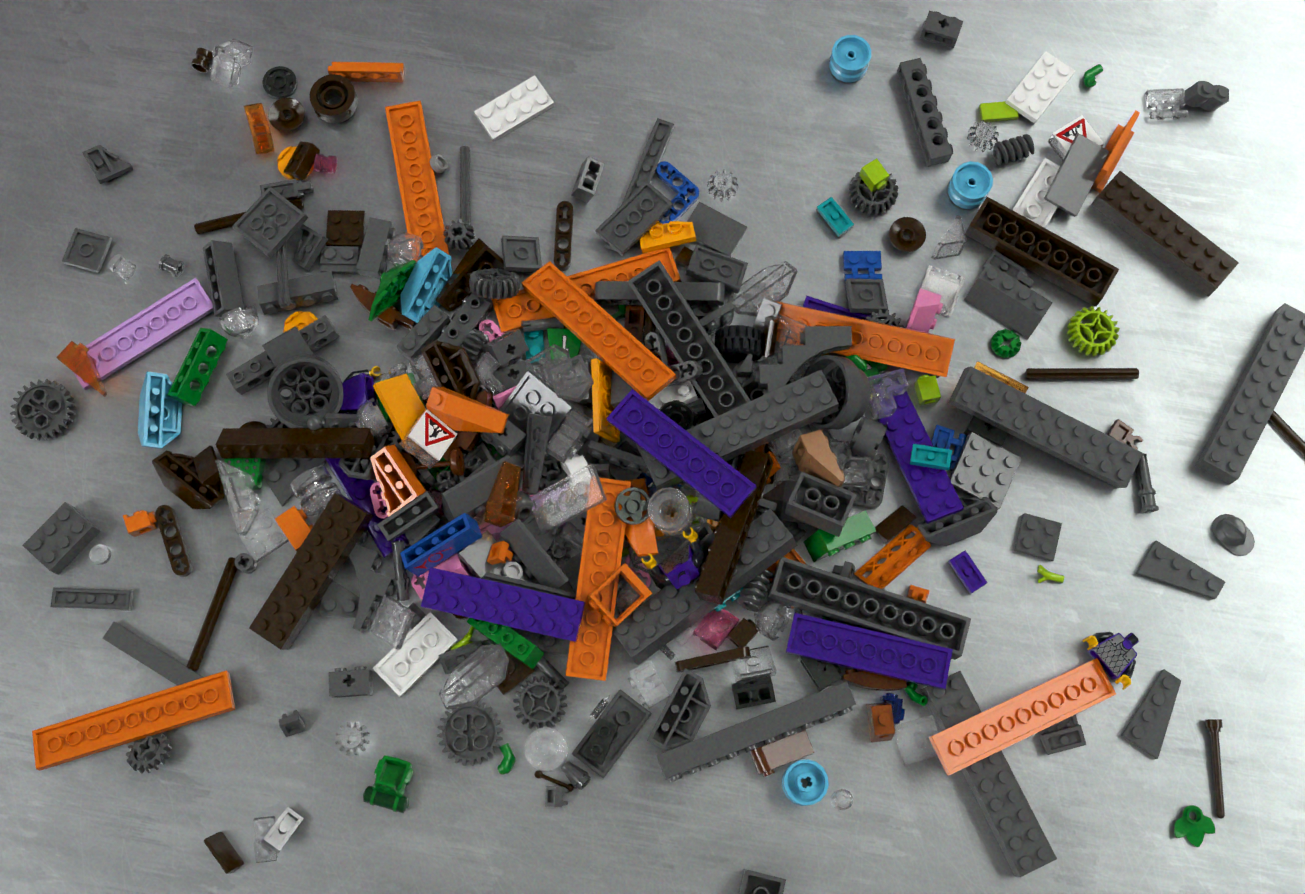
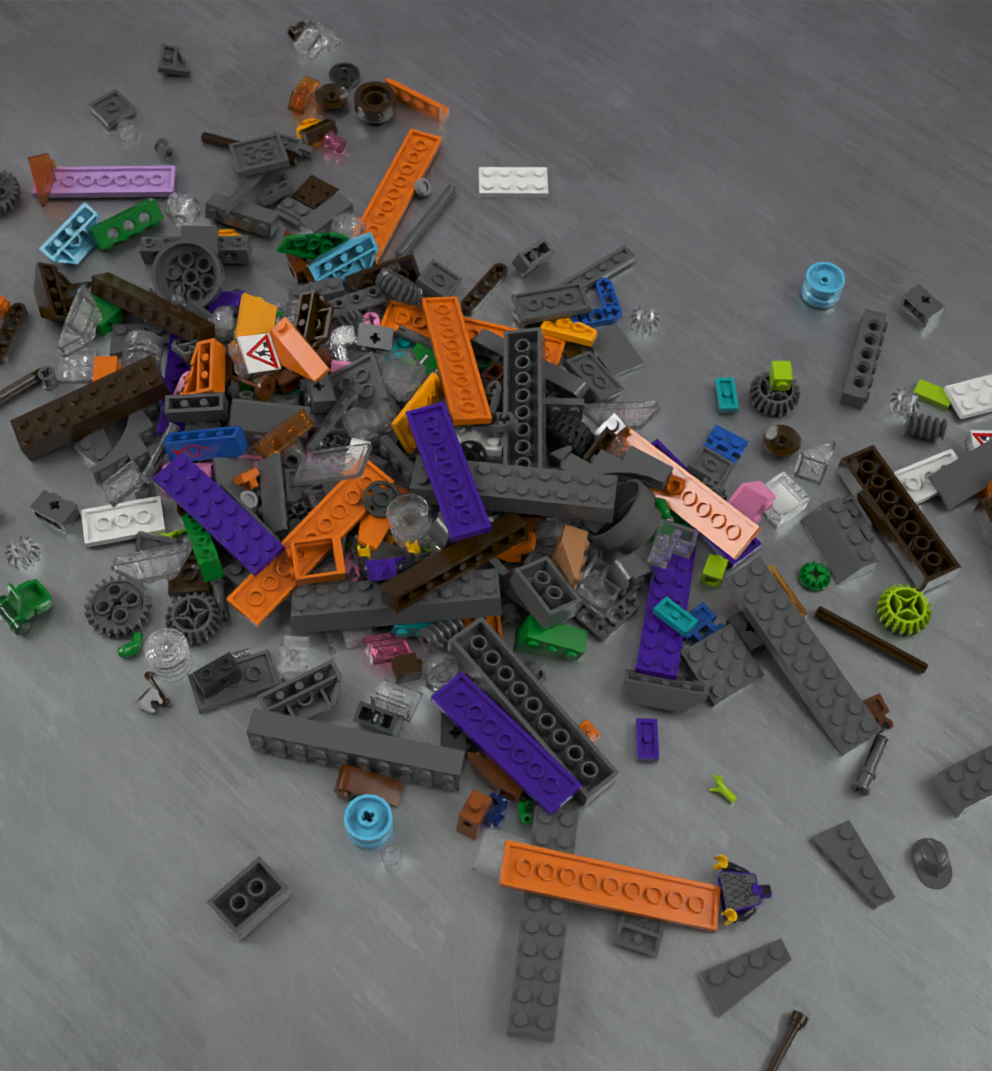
camera: 30 degrees right, 15 degrees down
(222, 277) = (196, 172): dark grey brick -> none
(459, 235) = (398, 240): dark grey gear -> none
(576, 775) = (177, 694): dark grey cone -> none
(713, 659) = (366, 670): dark brown beam -> none
(894, 523) = (607, 662): dark brown slope -> none
(896, 561) = (588, 689): orange fence -> none
(970, 185) = (864, 429): medium azure wheel -> none
(1038, 537) = (735, 751): dark grey plate -> none

